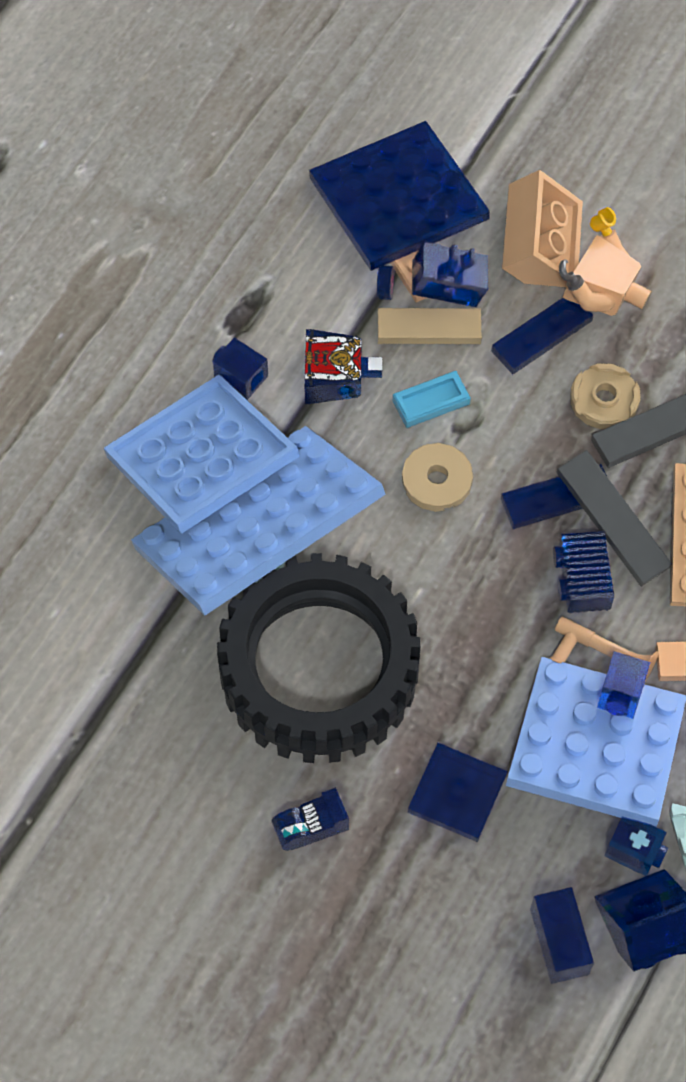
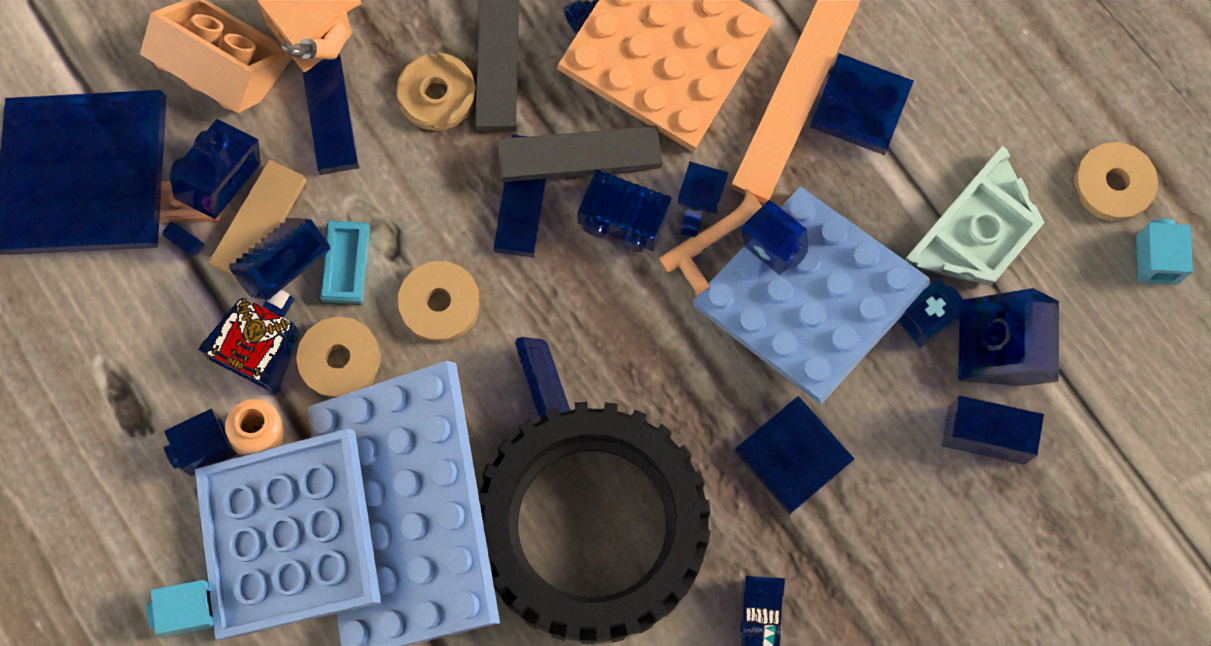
camera: 65 degrees left, 10 degrees up
(113, 414) = (180, 609): none -> medium azure brick
(269, 394) = (246, 419): none -> light nougat head
(356, 412) = (332, 335): none -> tan tile
(405, 348) = (279, 258): none -> clear blue brick
(420, 571) = (541, 375): none -> clear blue slope
(635, 621) = (701, 193): none -> clear blue plate

